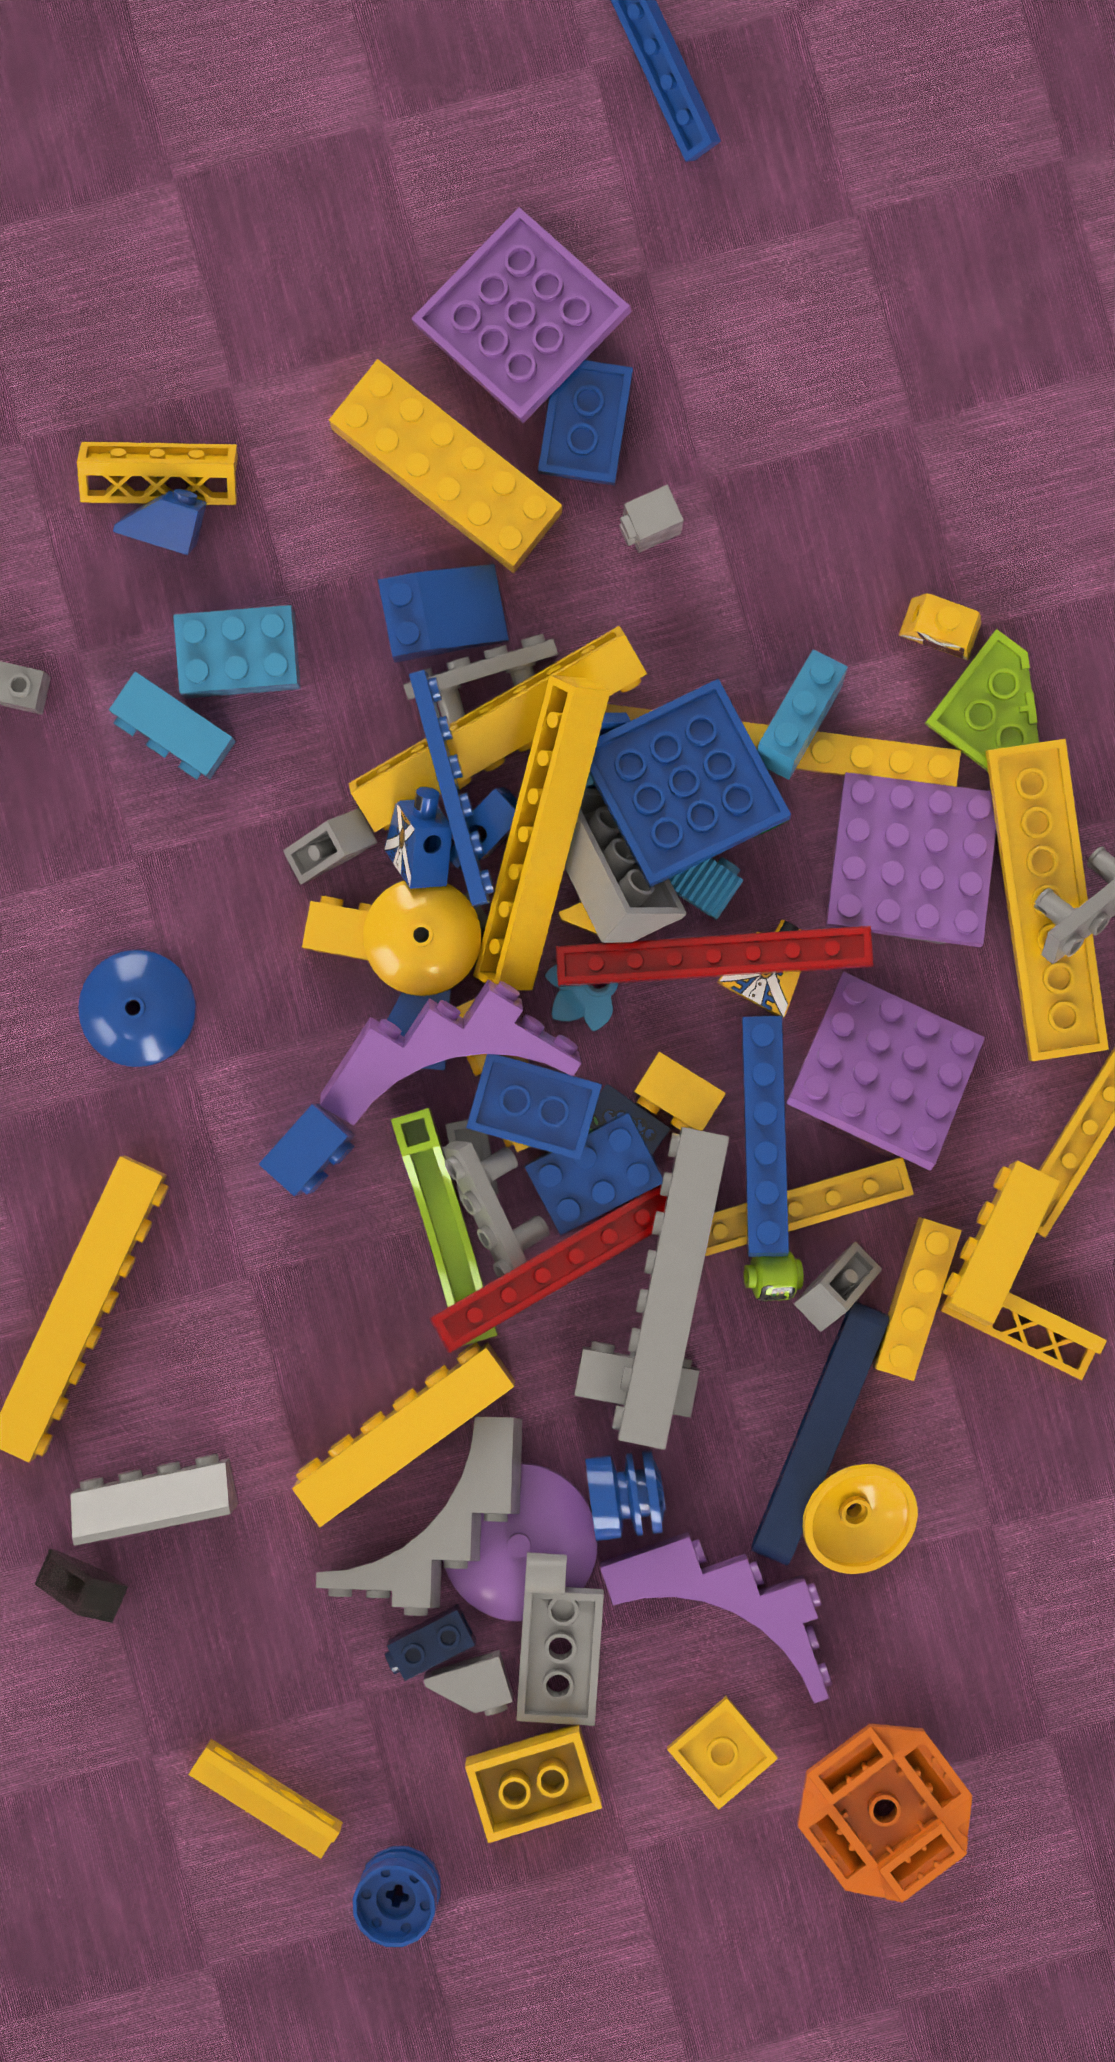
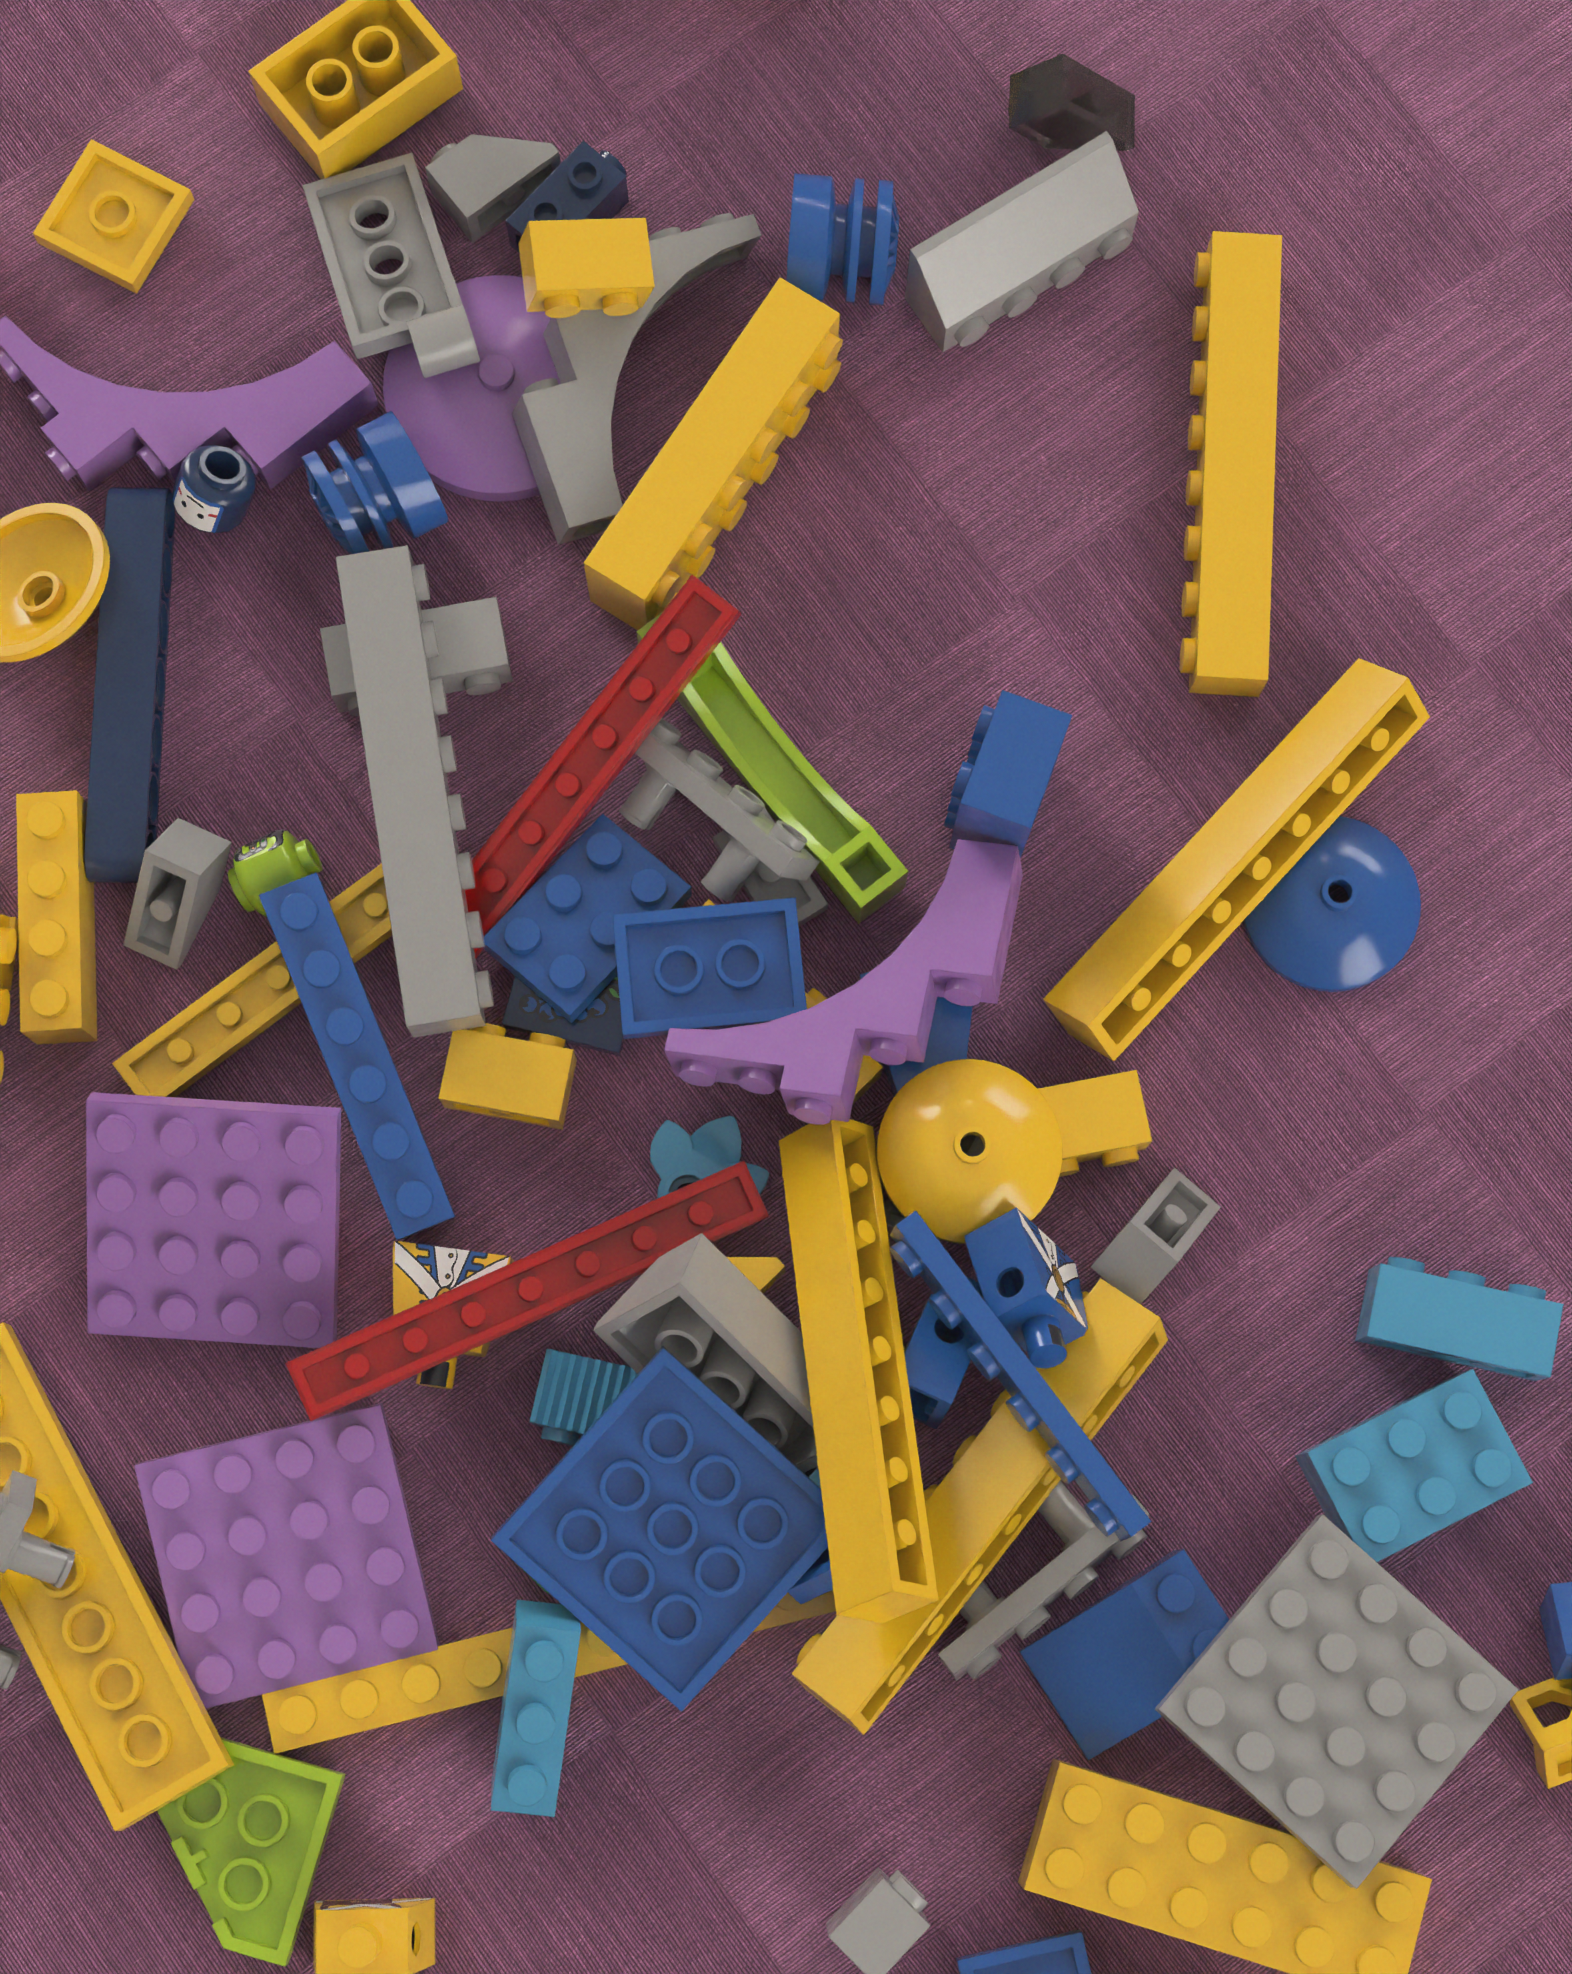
camera: 155 degrees right, 10 degrees down
(183, 1054) = (1237, 858): none -> yellow brick
(267, 1548) = (841, 238): none -> blue wheel
(341, 537) = (1336, 1700): none -> light grey plate
(439, 1579) = (586, 266): none -> yellow brick
(723, 1537) = (213, 489): none -> dark blue head

